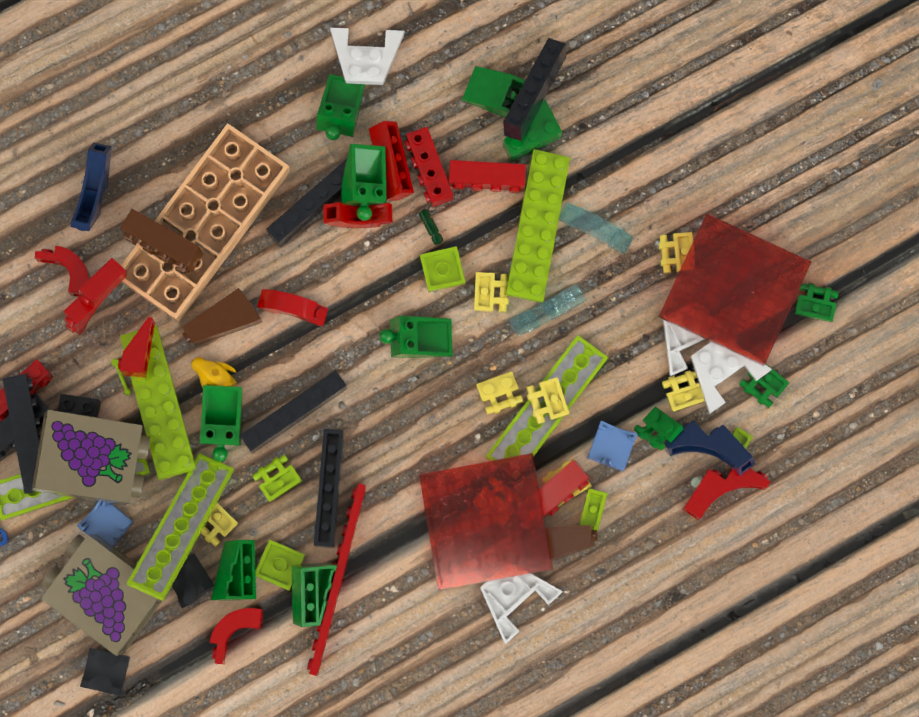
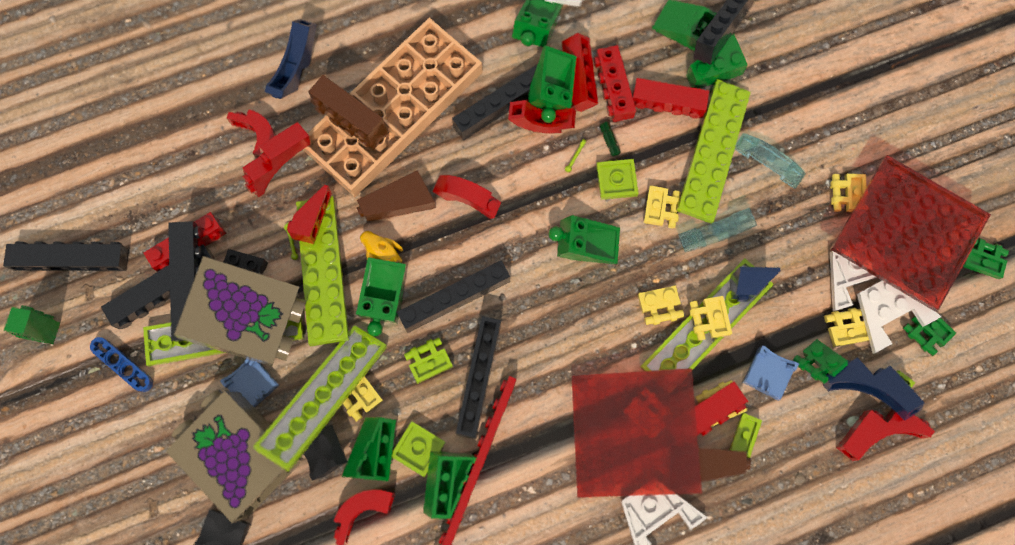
camera: 10 degrees right, 5 degrees down
(392, 263) = (568, 168): none -> lime hinge
(582, 360) = (749, 281): none -> dark blue slope

